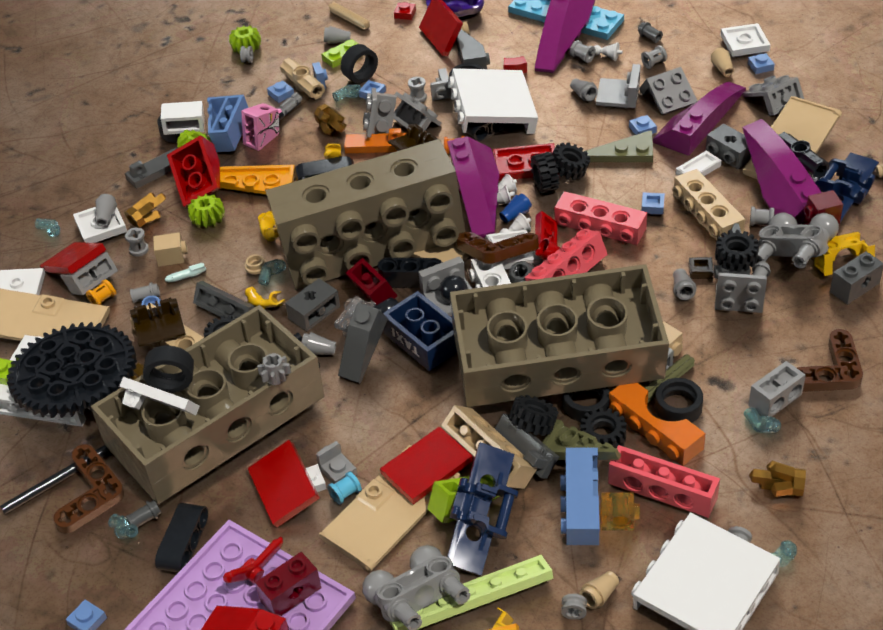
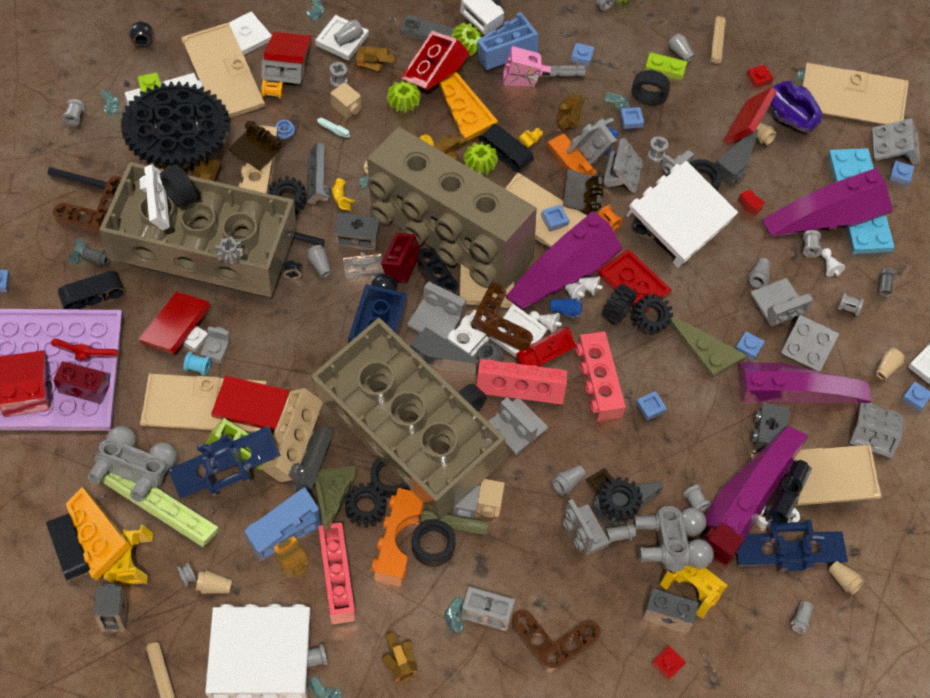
camera: 45 degrees right, 15 degrees up
(140, 293) = (294, 116): light grey pin -> none
(302, 78) = (605, 59): tan piece -> none
(319, 73) = (619, 69): medium blue plate -> none
(361, 341) = (333, 286): dark grey slope -> none
(451, 284) = (435, 317): black piece -> none
(533, 415) = (329, 453): black tyre -> none
(704, 163) = (729, 417): white tile -> none
(706, 203) = (691, 421): tan brick -> none

